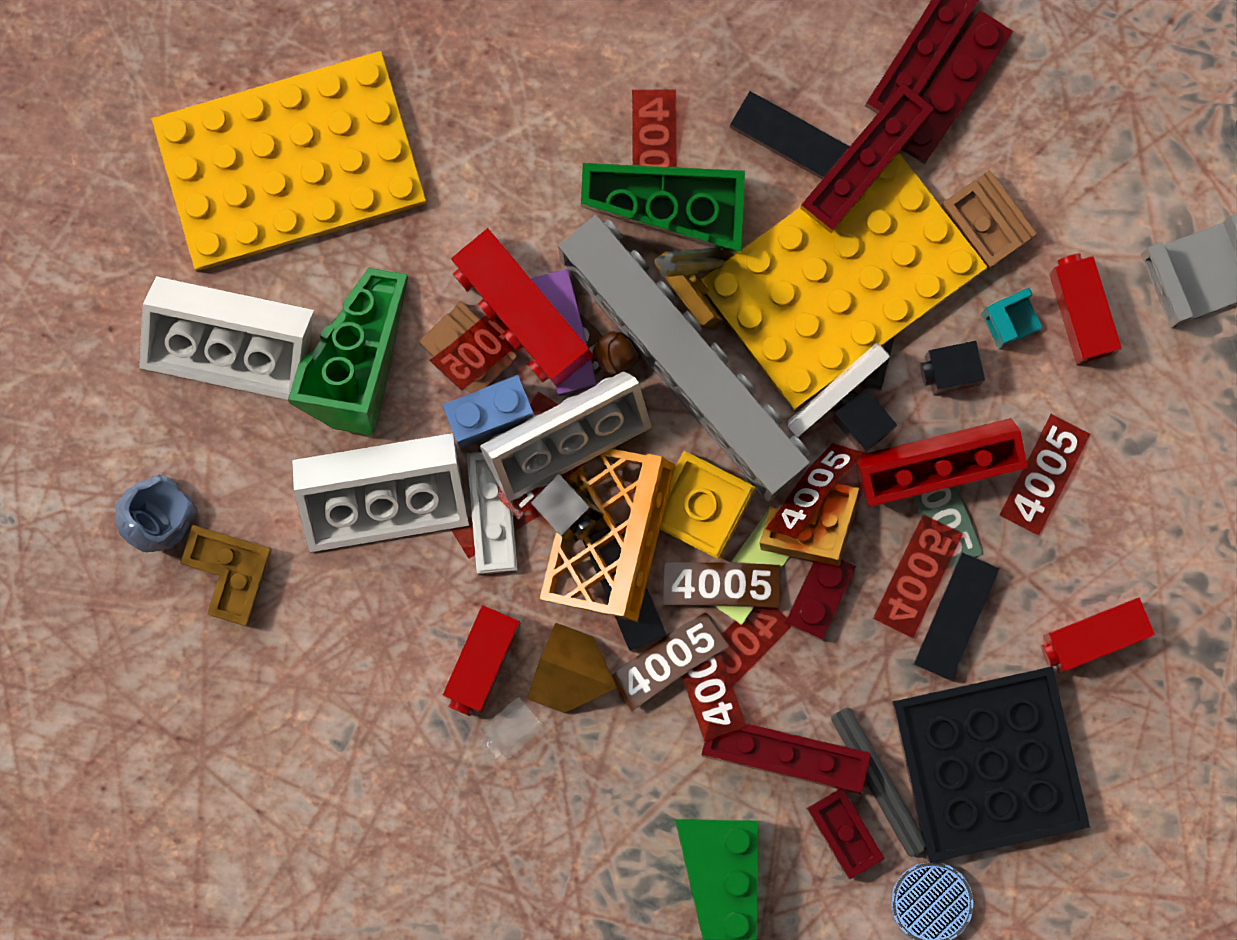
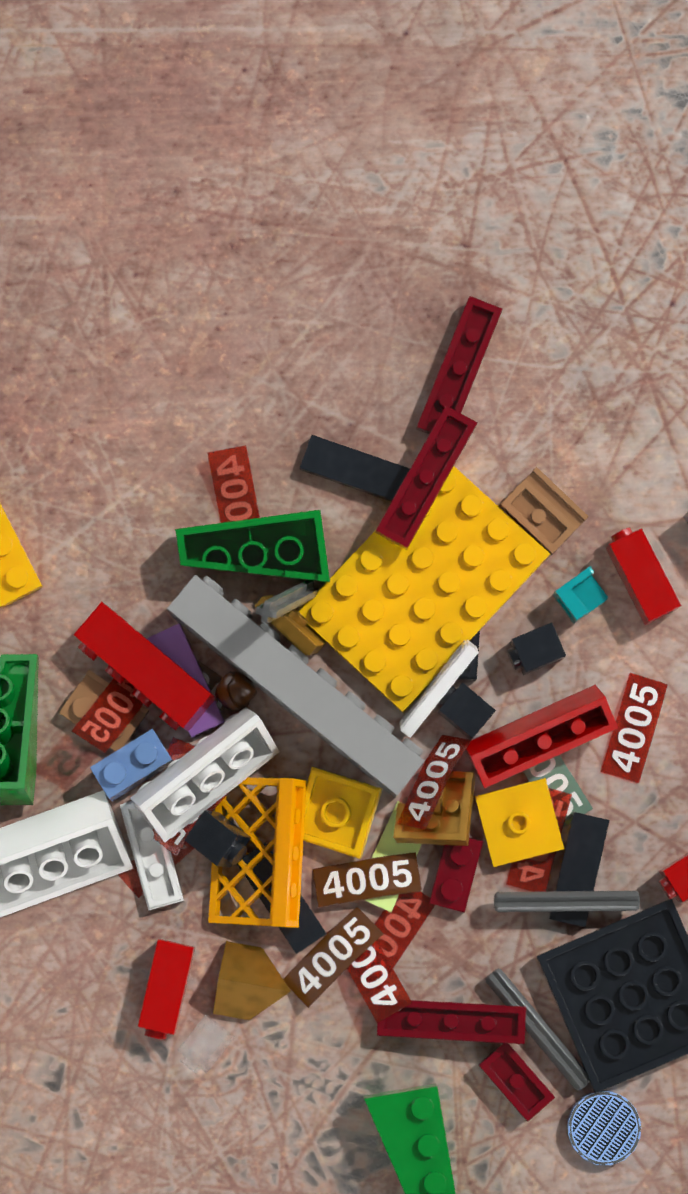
camera: 15 degrees left, 0 degrees up
(900, 553) = (519, 822): none -> yellow plate
(936, 647) = (566, 901): none -> dark grey axle
(958, 81) = (494, 392): dark red plate -> none

